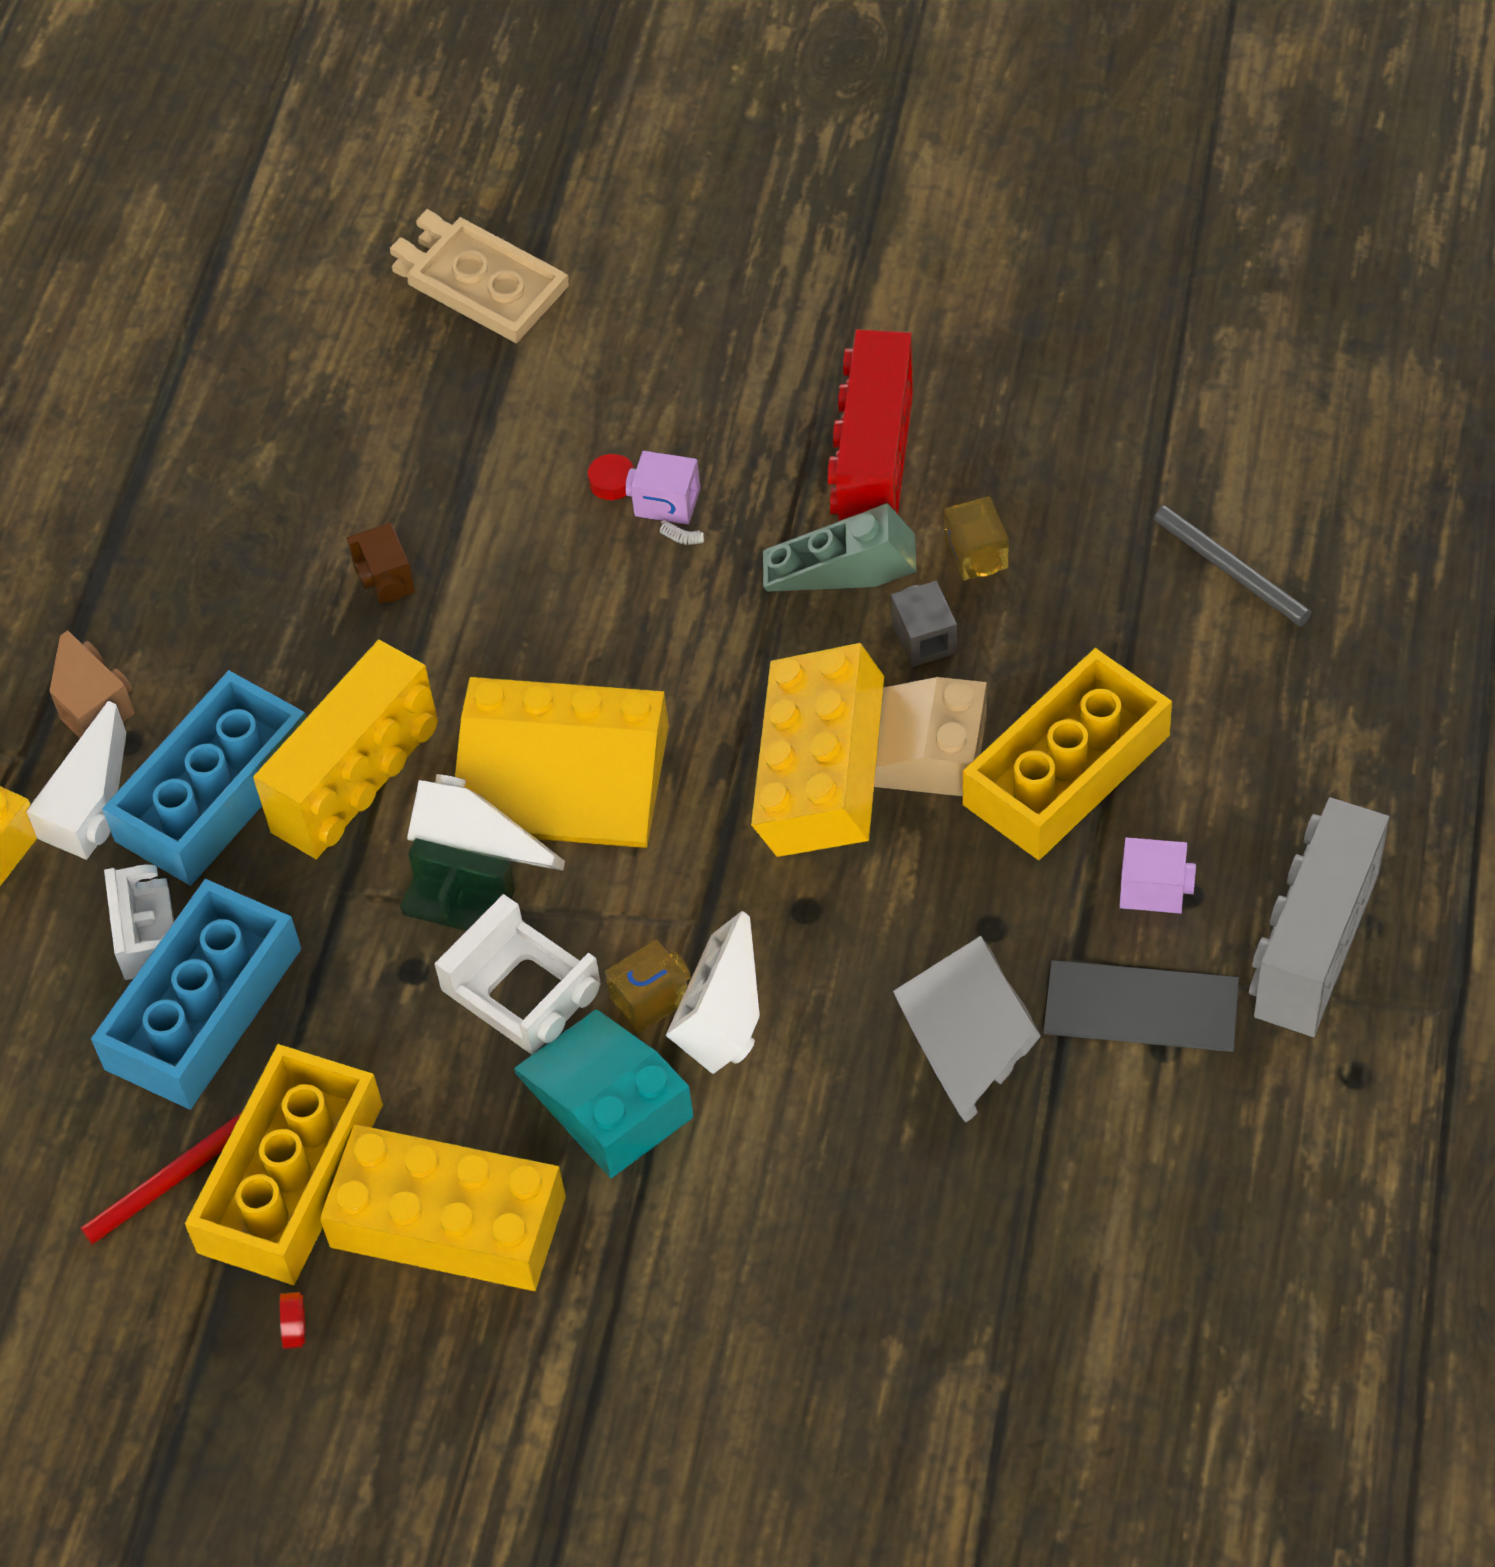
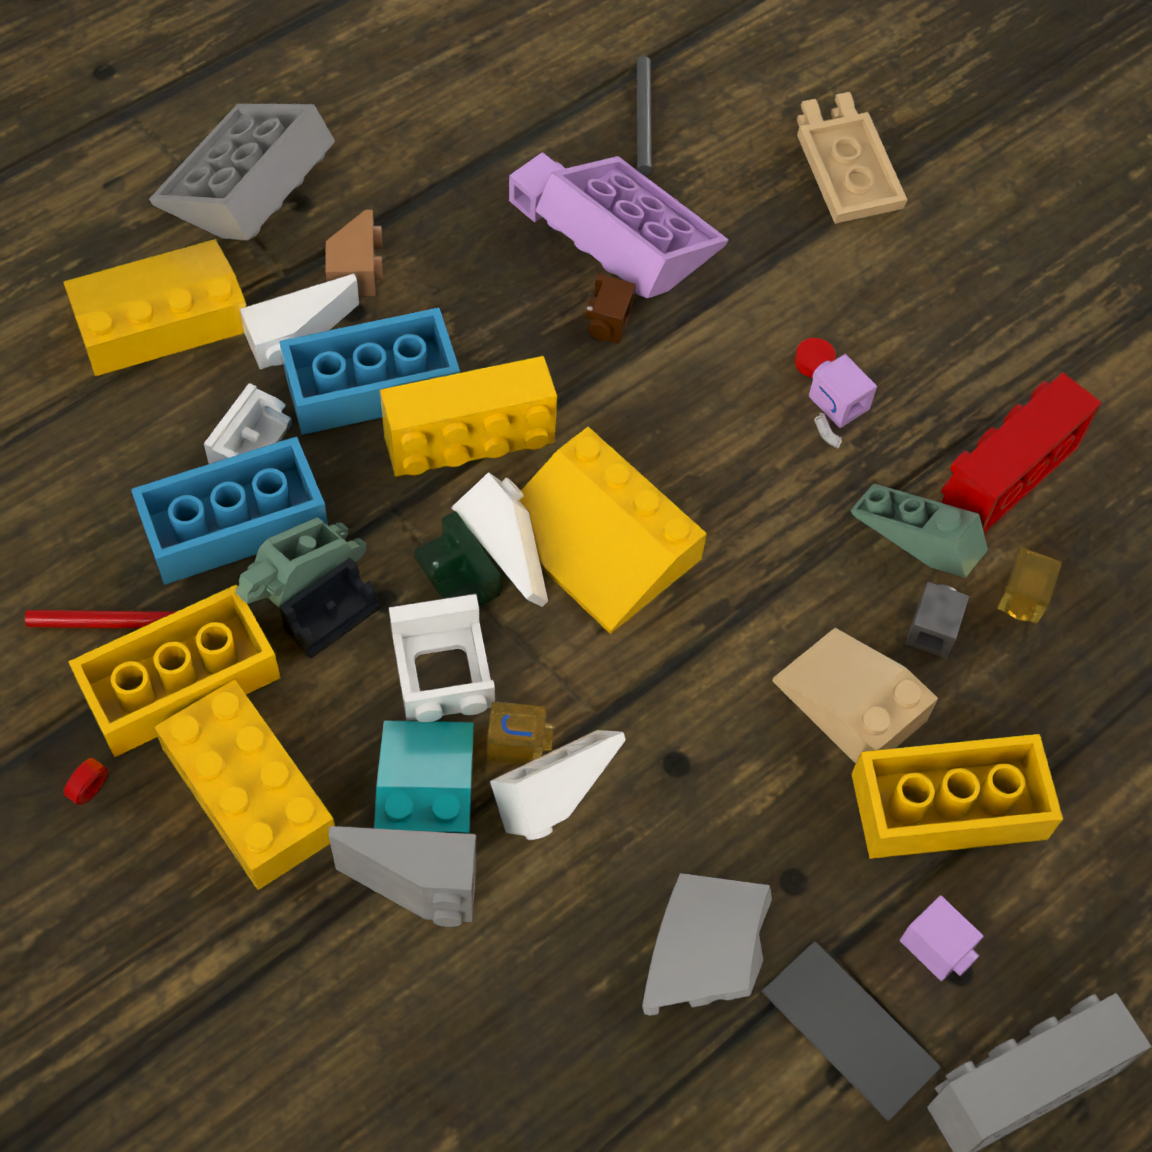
camera: 30 degrees right, 5 degrees up
(205, 500) = (529, 183): none -> lavender brick
(241, 365) = (644, 123): none -> dark grey bar
(313, 987) = (296, 560): none -> sand green hinge
(325, 476) = (628, 224): none -> lavender slope
(373, 1012) = (329, 608): none -> black hinge
(666, 1156) = (415, 869): none -> light grey slope
(818, 750) = (777, 657): yellow brick -> none

